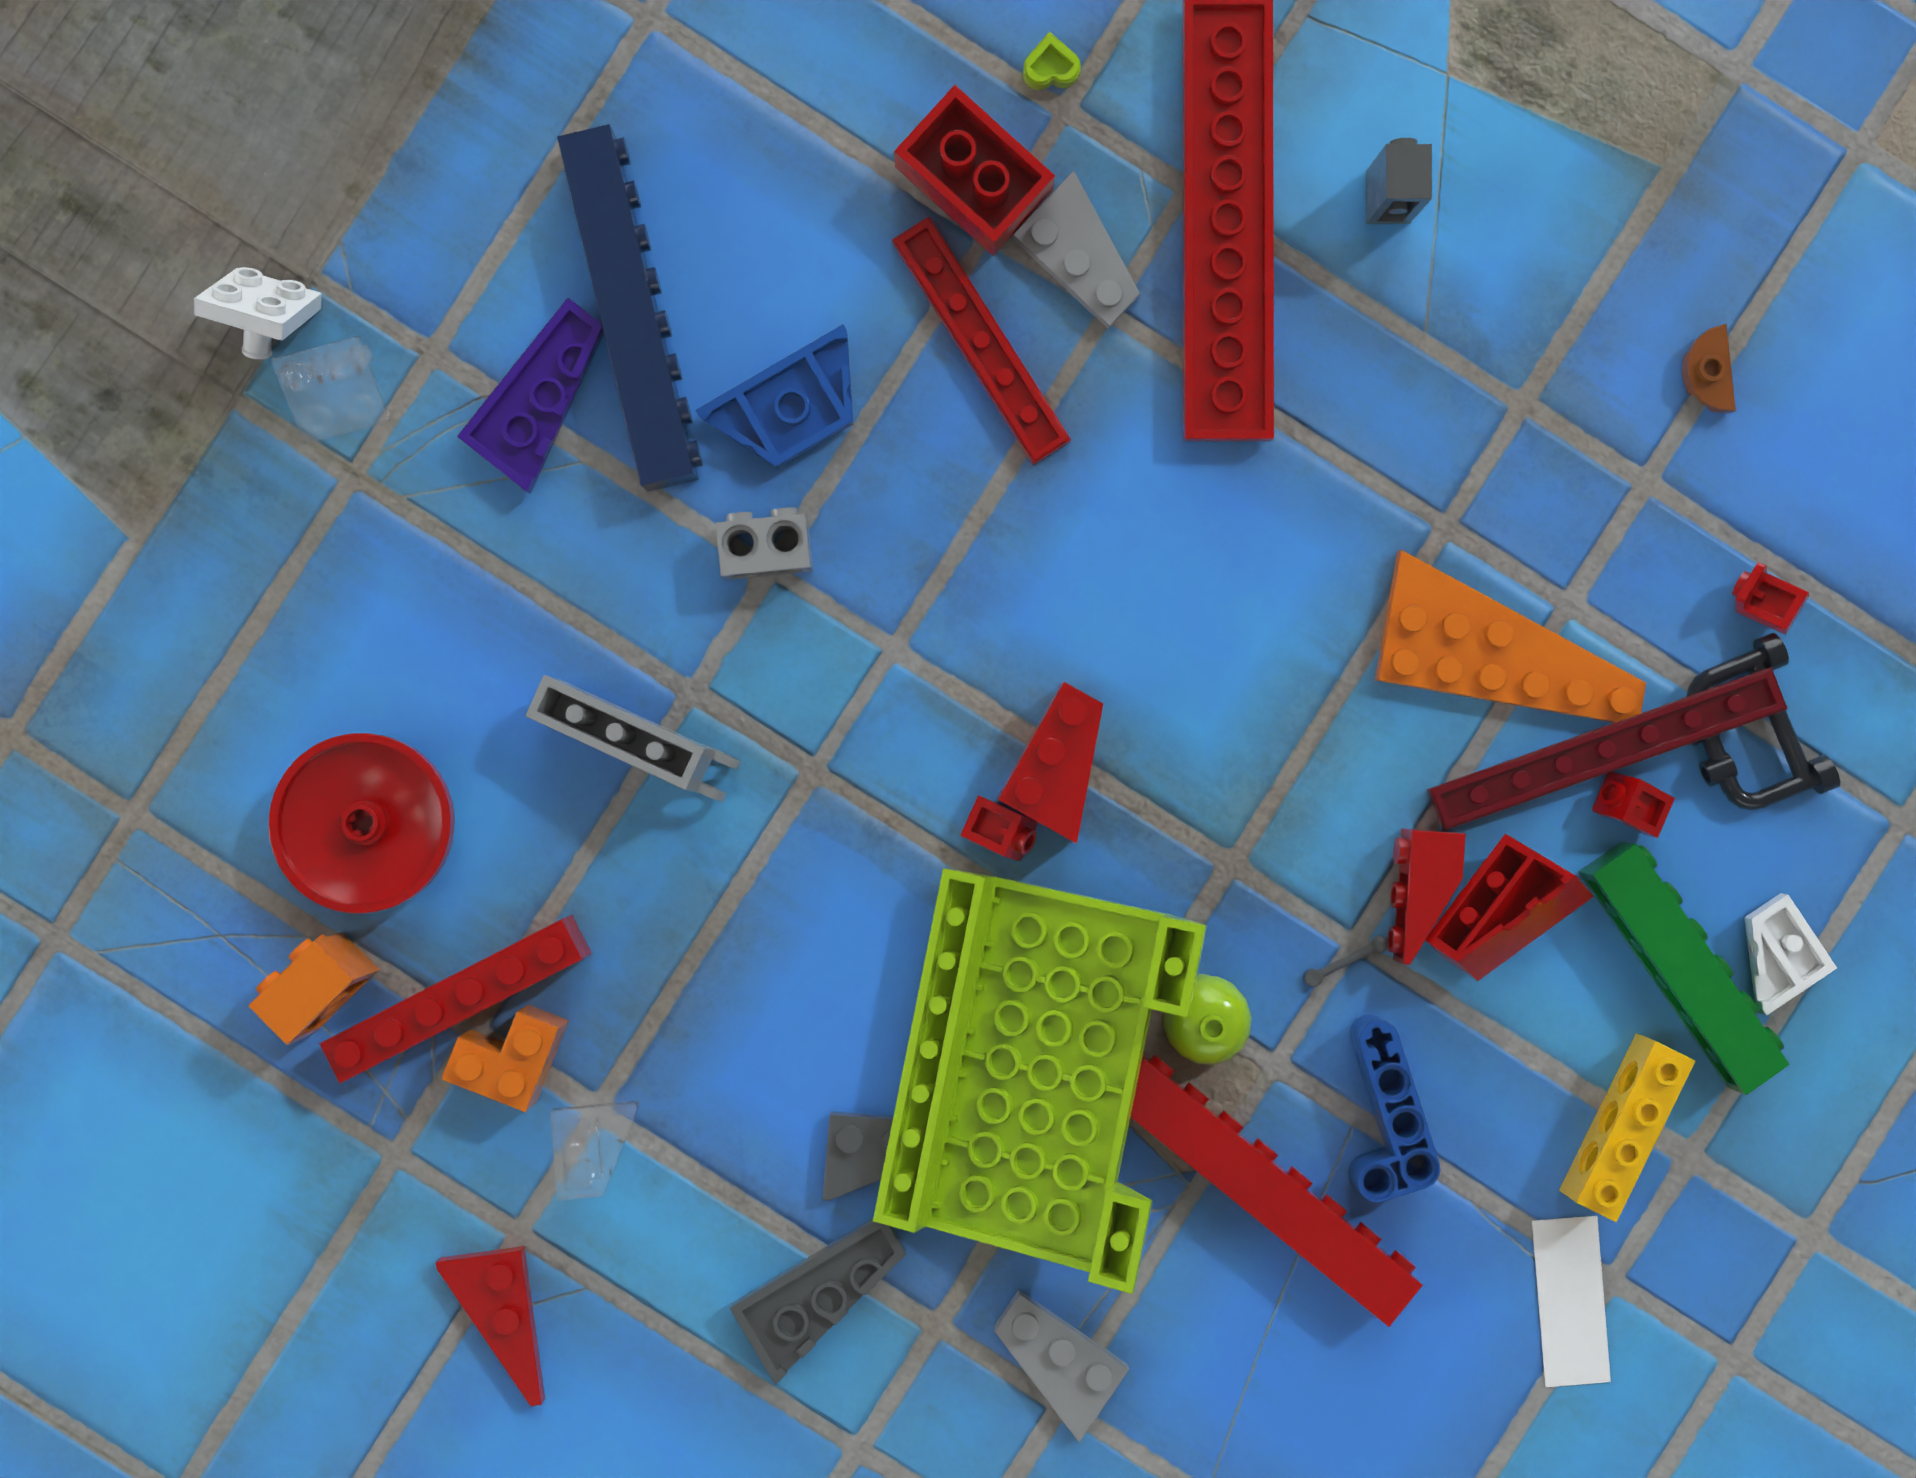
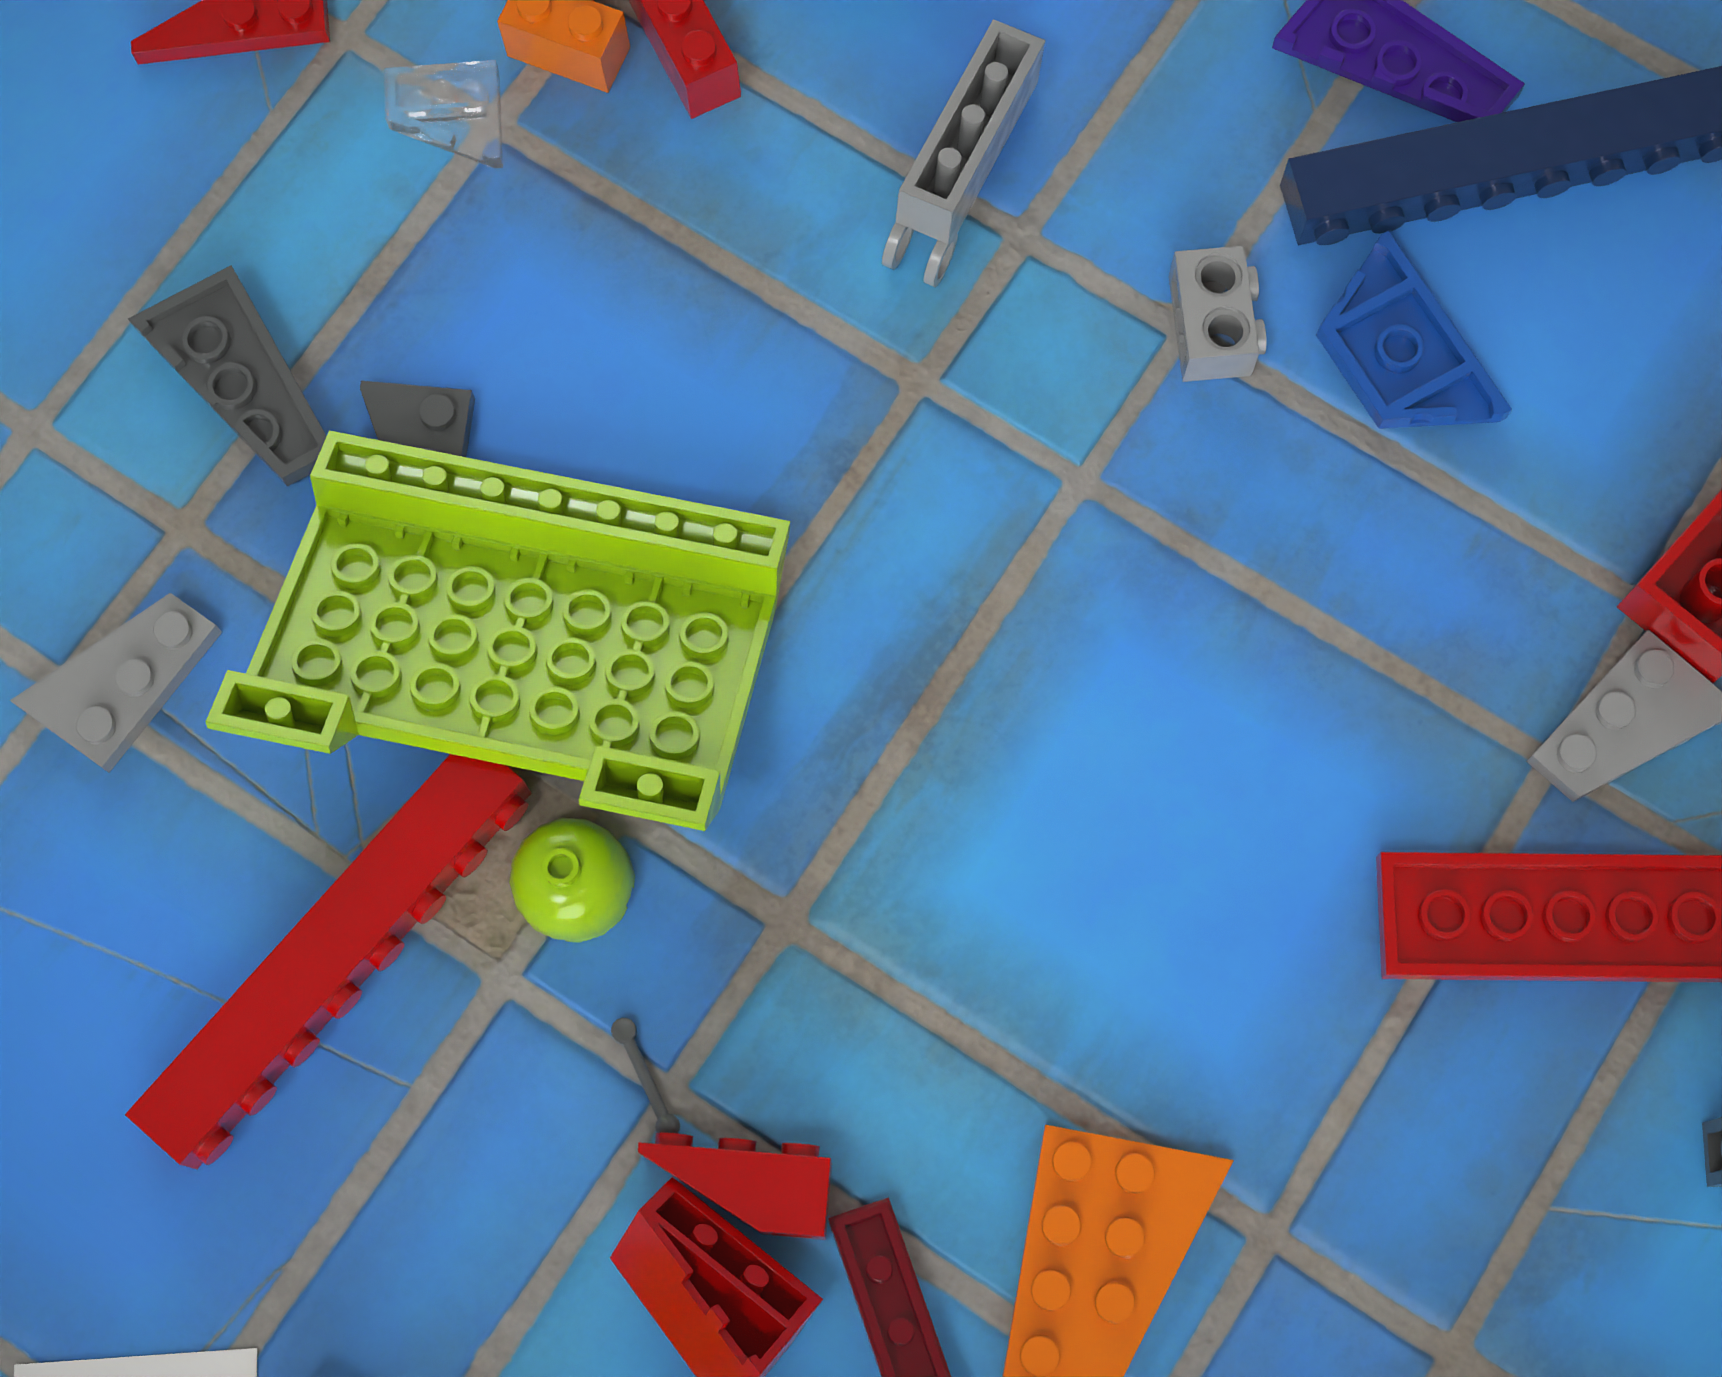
camera: 95 degrees right, 15 degrees down
(981, 340) = (1498, 592): red tile -> none
(1000, 829) = (839, 606): red bracket -> none
(1057, 763) = (928, 674): red wedge -> none
(1386, 1106) = (441, 1126): blue beam -> none

